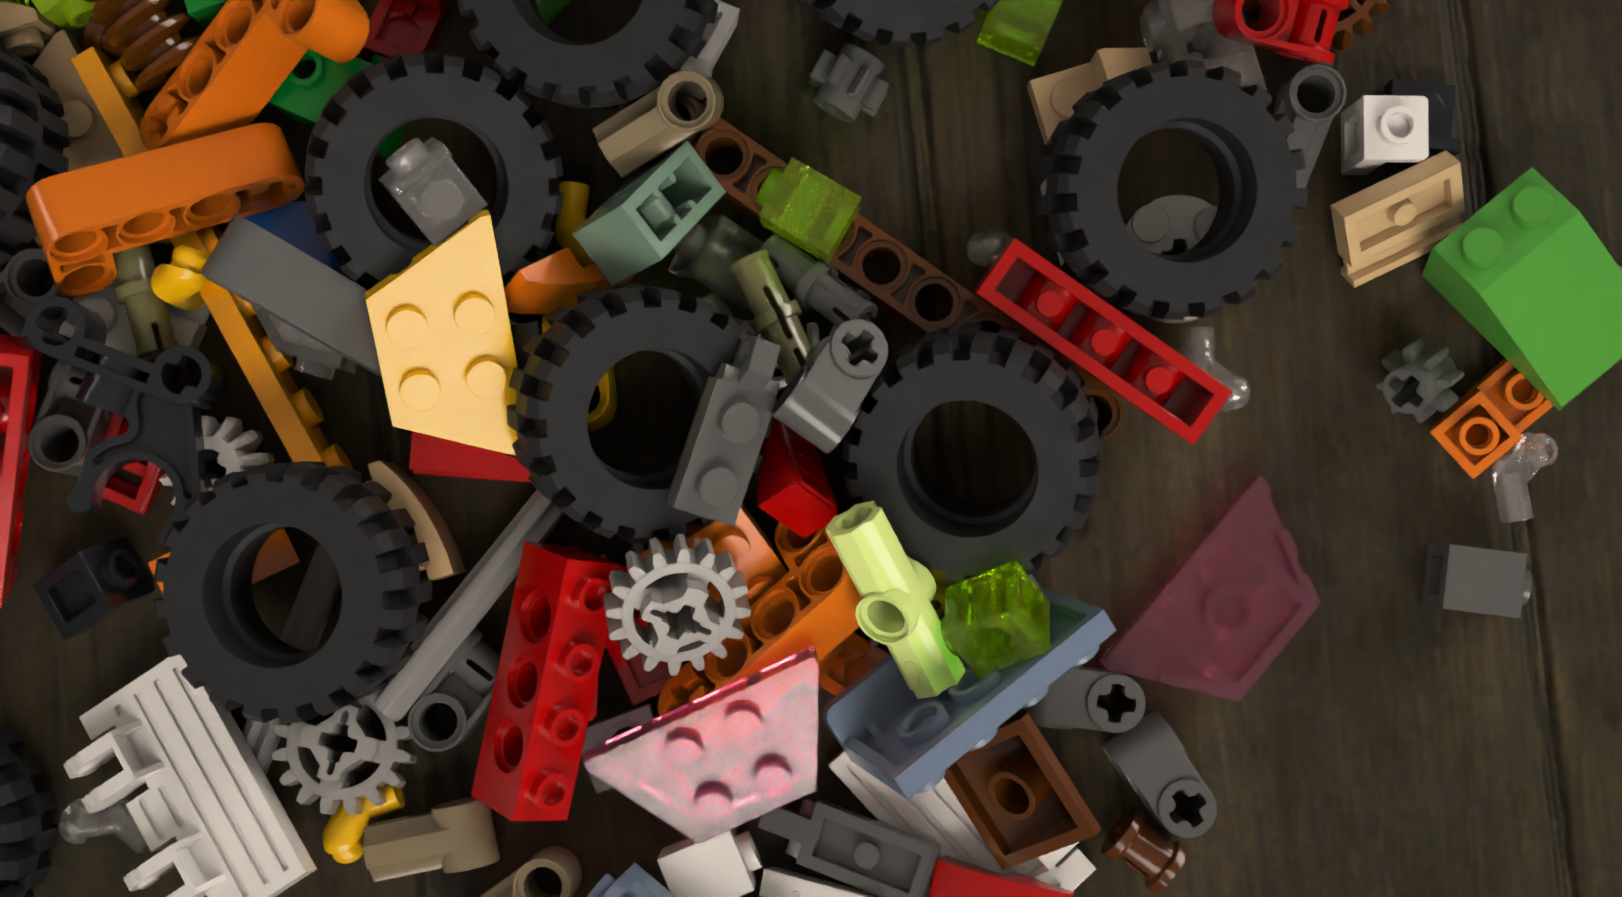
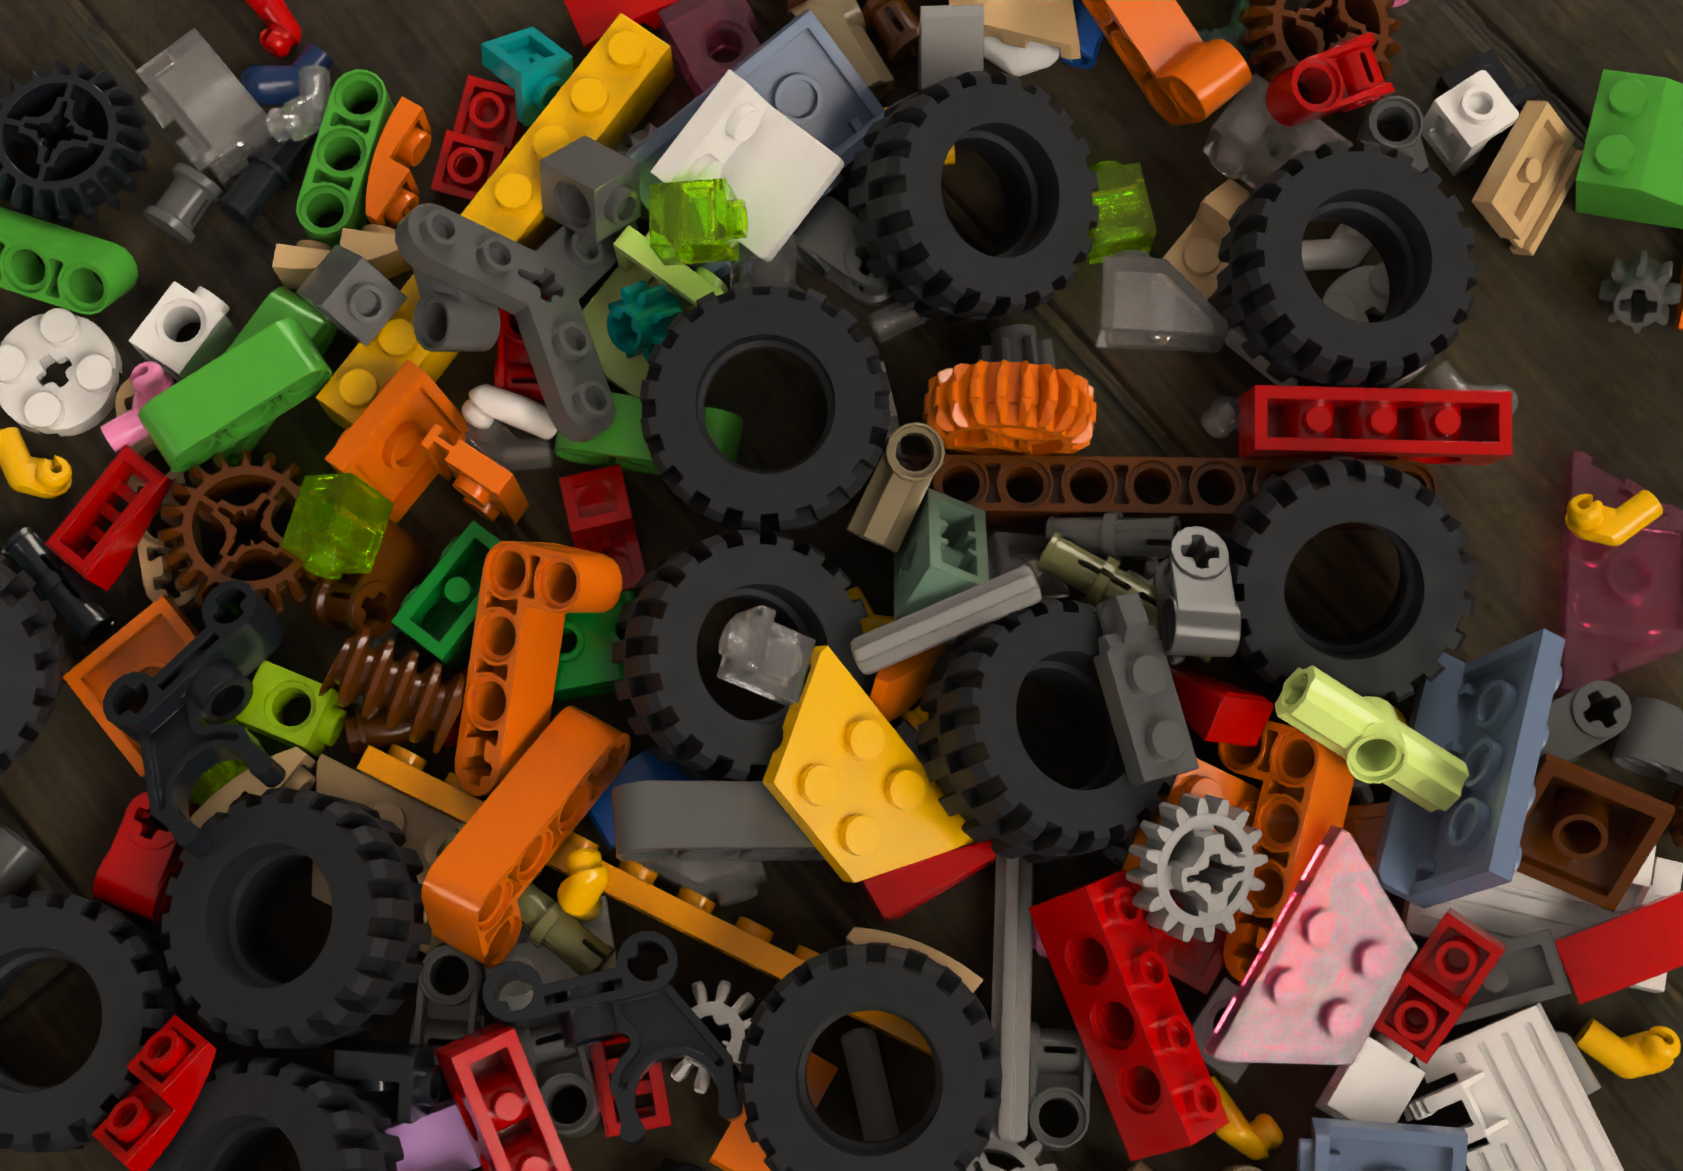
camera: 35 degrees left, 10 degrees down
(581, 829) = (1250, 1138): none -> yellow arm
(607, 261) = (946, 620): none -> light grey axle
(800, 117) = (1010, 409): none -> orange gear
(807, 208) = (1068, 476): clear neon green brick -> none
(816, 829) = (1439, 985): none -> red slope
(995, 112) = (1153, 307): none -> clear slope
(996, 619) = (1463, 698): clear neon green brick -> none
(1190, 173) = (1341, 251): none -> white arm
(1240, 557) = (1609, 525): none -> yellow arm

